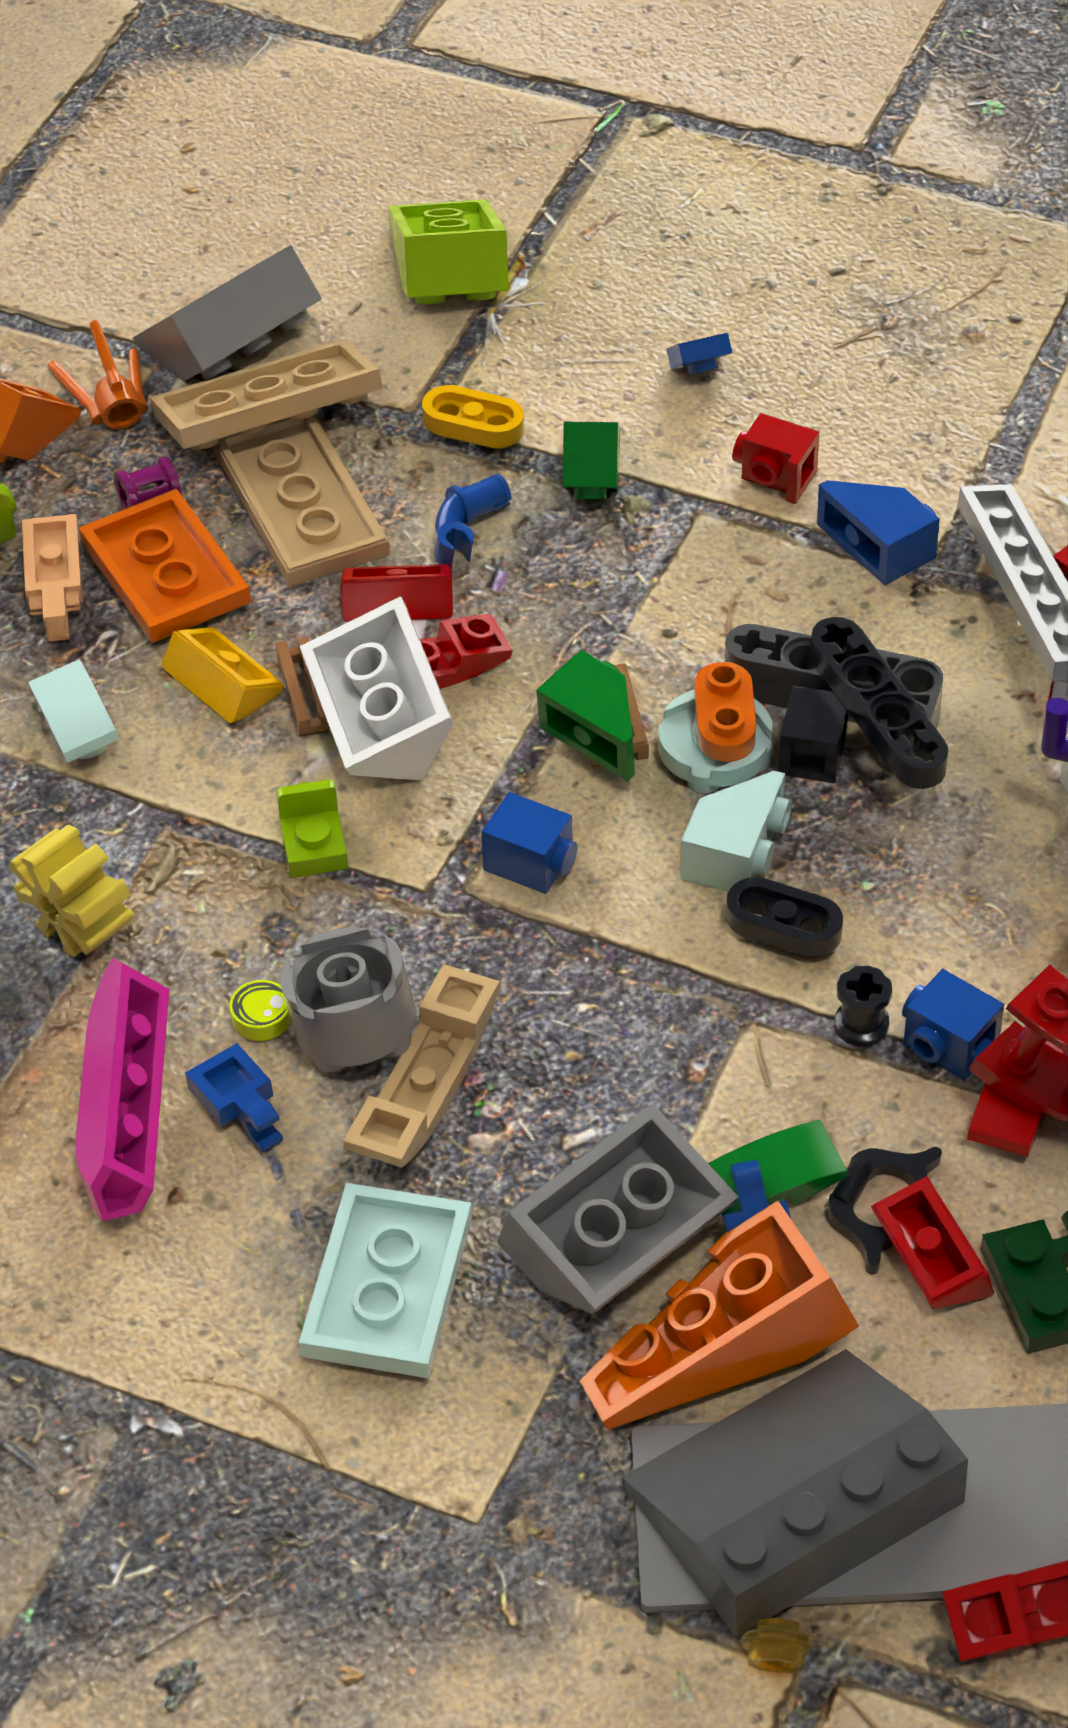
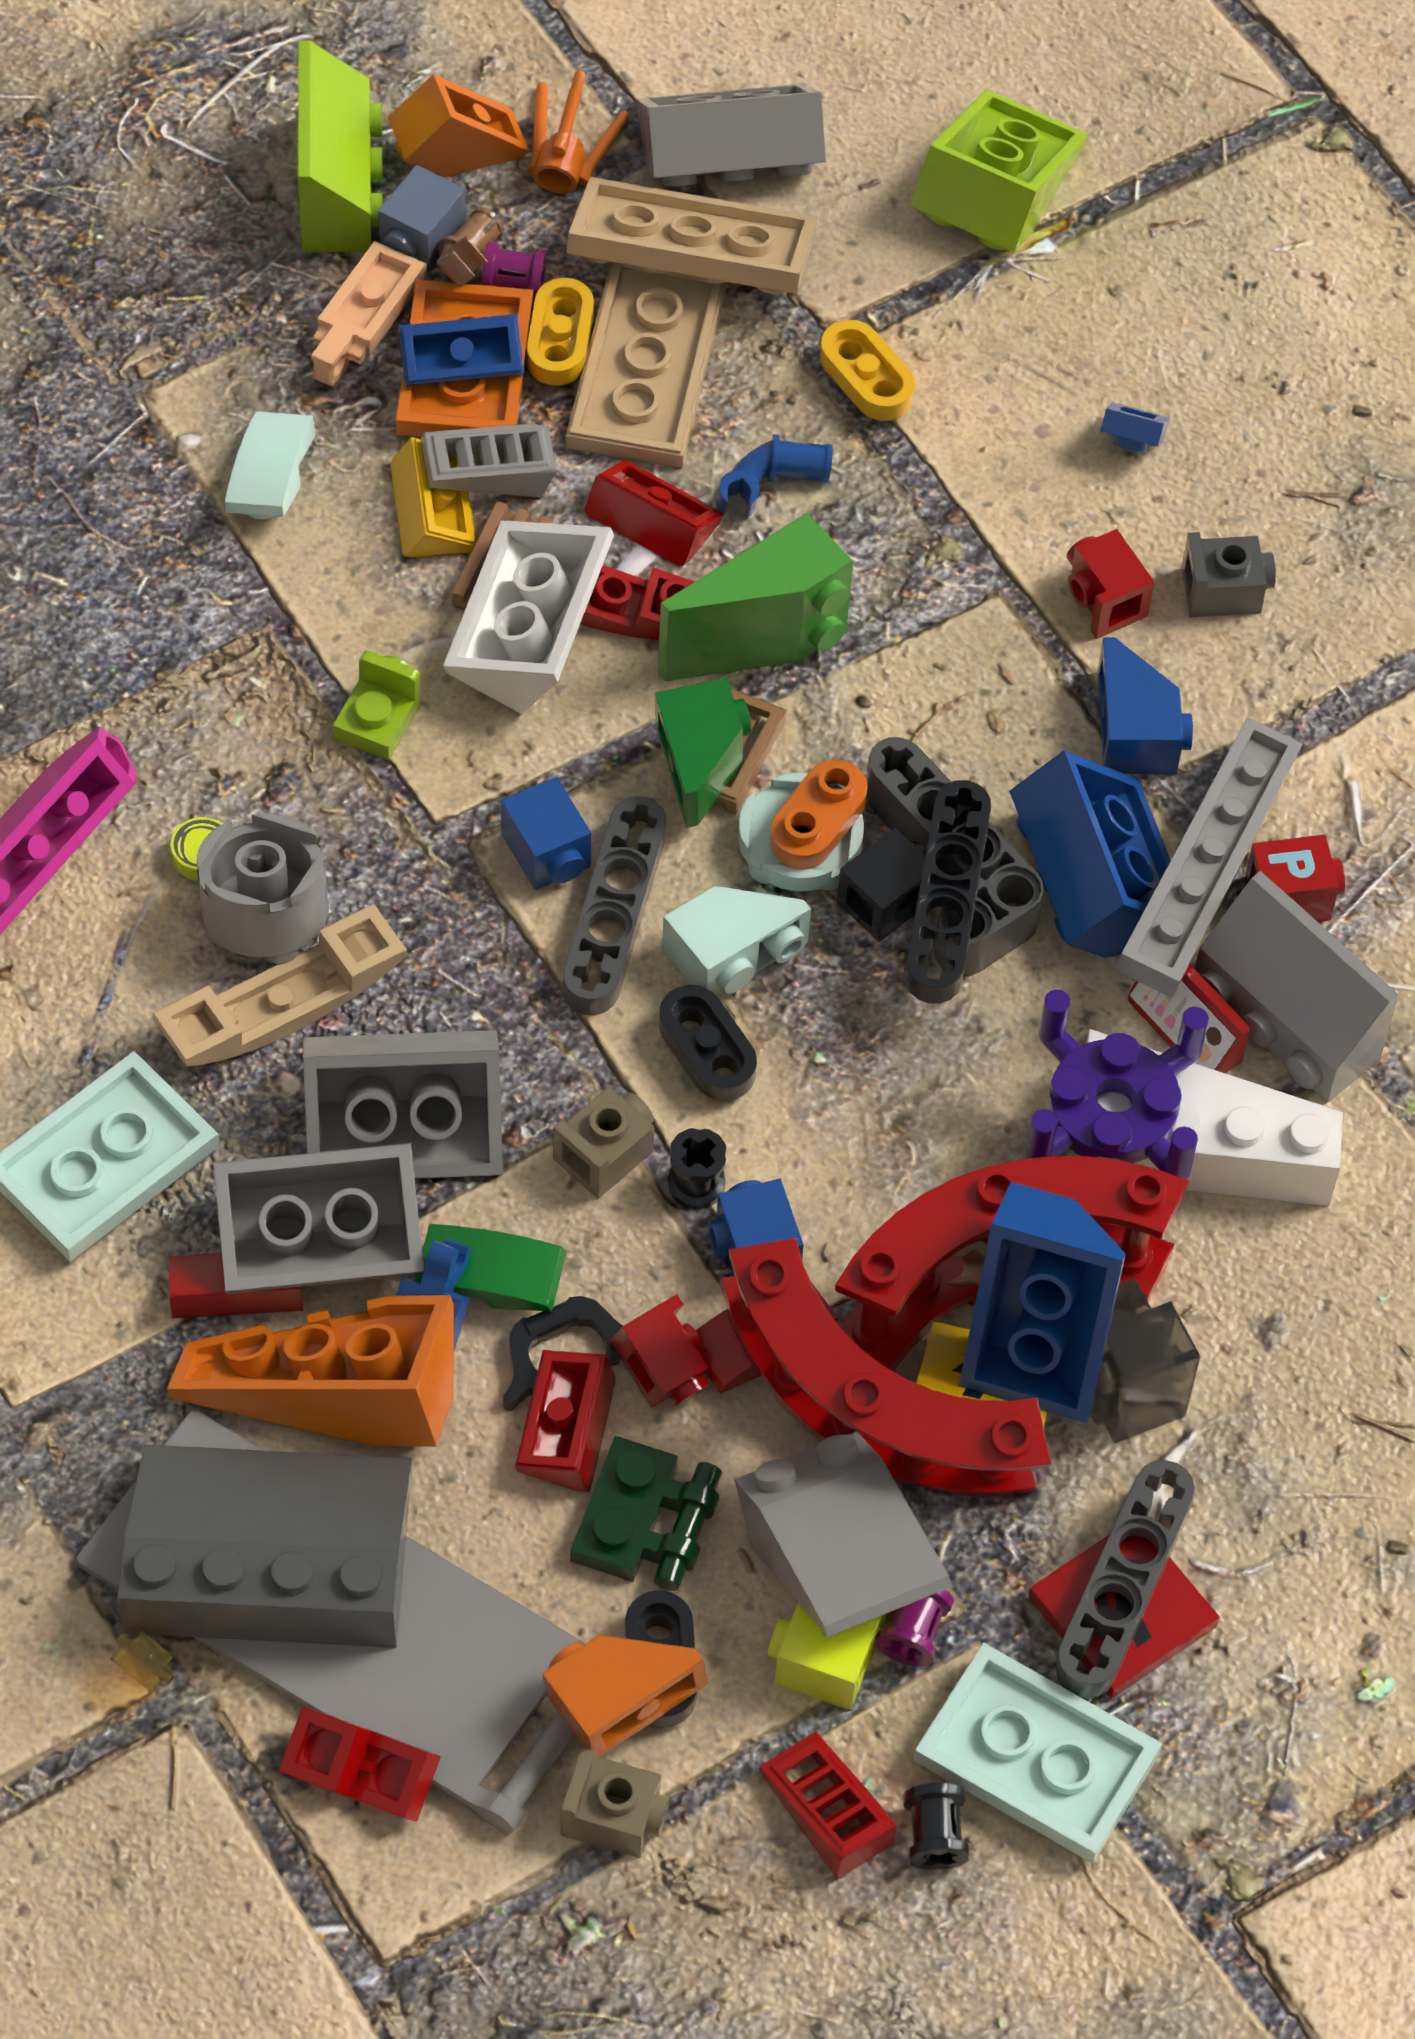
camera: 30 degrees right, 10 degrees up
(44, 481) = (421, 214): none -> sand blue brick
(71, 890) = (118, 642): light yellow gear -> none
(100, 489) = (463, 252): none -> medium nougat piece
(160, 551) = (460, 349): none -> blue slope
(221, 506) = (557, 335): none -> yellow plate
(233, 1088) = (116, 908): blue plate -> none
(252, 613) = (524, 447): none -> light grey slope
(556, 594) = (759, 607): none -> bright green slope
(556, 1329) = (199, 1291): none -> red slope
(591, 458) = (934, 478): green slope -> none
(593, 1084) = (405, 1090): none -> light grey slope
(625, 864) = (609, 903): none -> dark grey beam
(773, 1017) = (600, 1156): none -> dark tan brick
(860, 403) = (1226, 575): none -> dark grey brick
(932, 623) = (1091, 849): none -> blue slope
(967, 1150) = (663, 1354): none -> red brick

